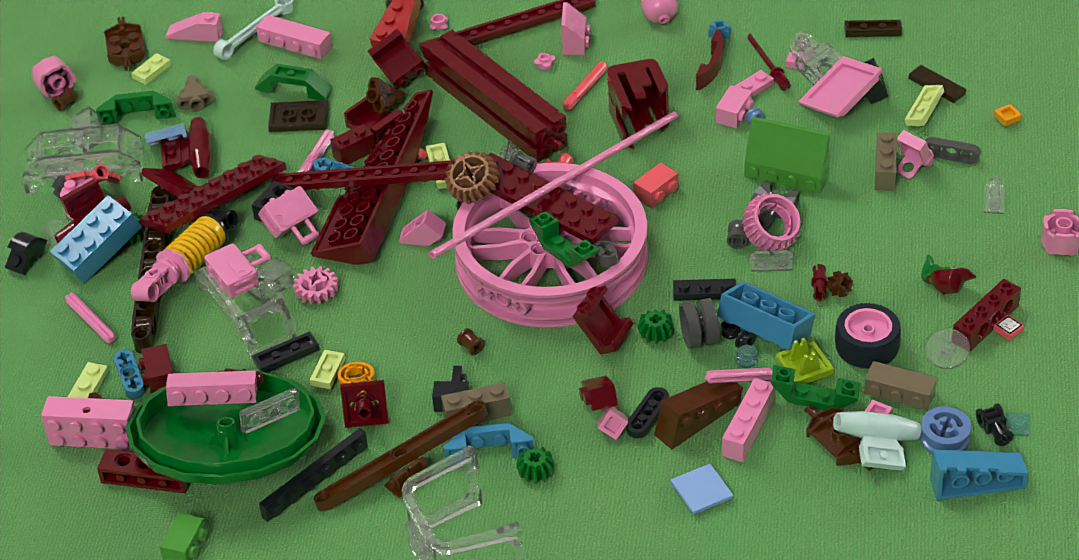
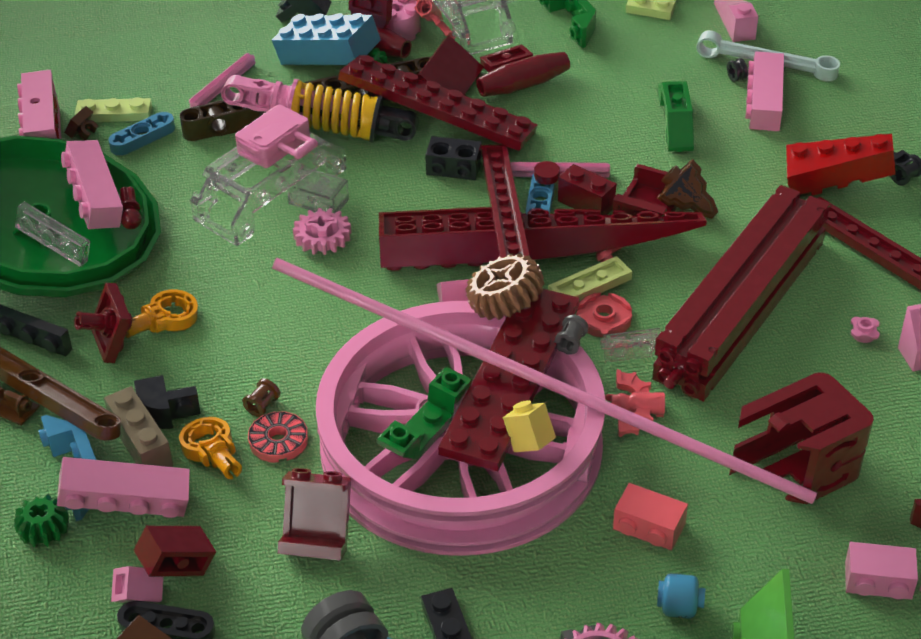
camera: 70 degrees right, 0 degrees up
(157, 366) = (149, 148): dark red brick -> none
(170, 132) = (531, 41): light blue piece -> none
(194, 95) = (619, 46): dark tan rock -> none
(261, 40) = (737, 69): none -> black bush
(285, 352) = (201, 239): black plate -> none
(288, 213) = (427, 168): bright pink piece -> none
(298, 116) = (629, 138): dark brown tile -> none
(323, 158) = (546, 172): none -> dark red tile
(327, 369) = (186, 279): yellowish green plate -> none
(397, 59) = (764, 174): dark red panel -> none
(438, 22) = (880, 205): bright pink plate -> none
(505, 332) = (273, 424): none -> tile
(510, 368) = (216, 450): none -> light orange pin
(535, 410) = (123, 487): none -> bright pink brick
(584, 86) = (857, 388): coral axle -> none
(596, 194) = (529, 426): none -> light yellow brick
(607, 253) = (421, 472): dark grey beam -> none
(655, 326) = (343, 579): green gear -> none
(721, 186) = (680, 595): none -> dark azure head
(756, 112) = (871, 605): medium blue bush -> none

